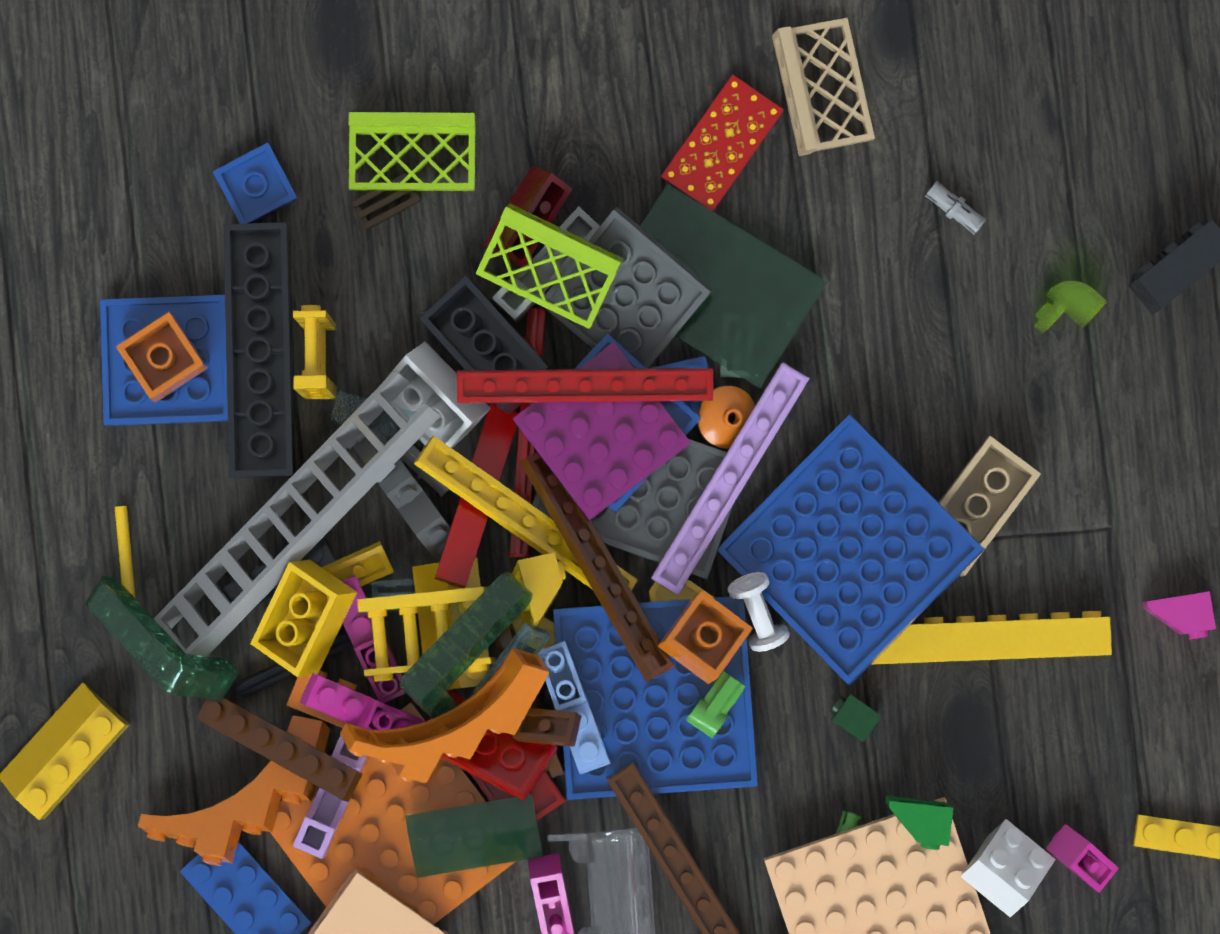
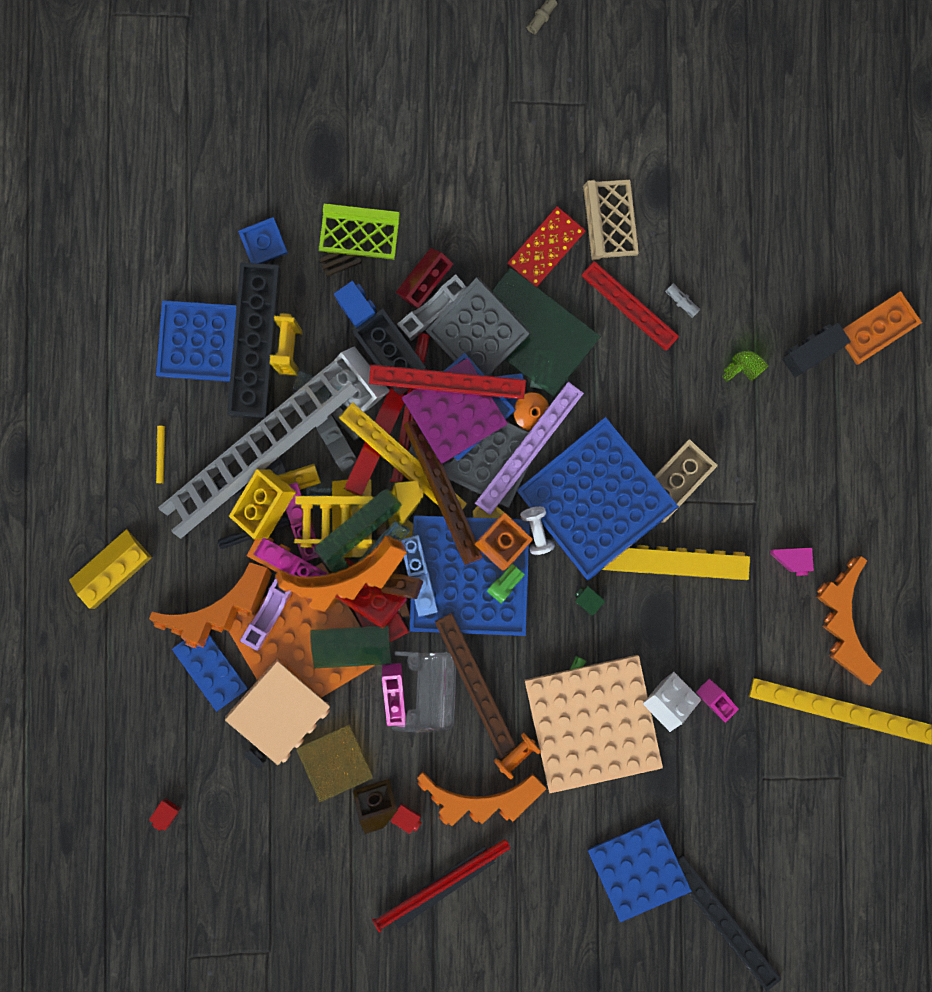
camera: 10 degrees right, 0 degrees up
(154, 648) = (171, 514): clear green beam -> none
(161, 357) = (194, 338): orange brick -> none
(280, 747) = (239, 580): reddish brown plate -> none
(418, 273) = (354, 304): none -> blue brick
(562, 241) = (440, 292): lime fence -> none
(870, 225) = (630, 306): none -> red tile
(924, 819) = (624, 667): green slope -> none

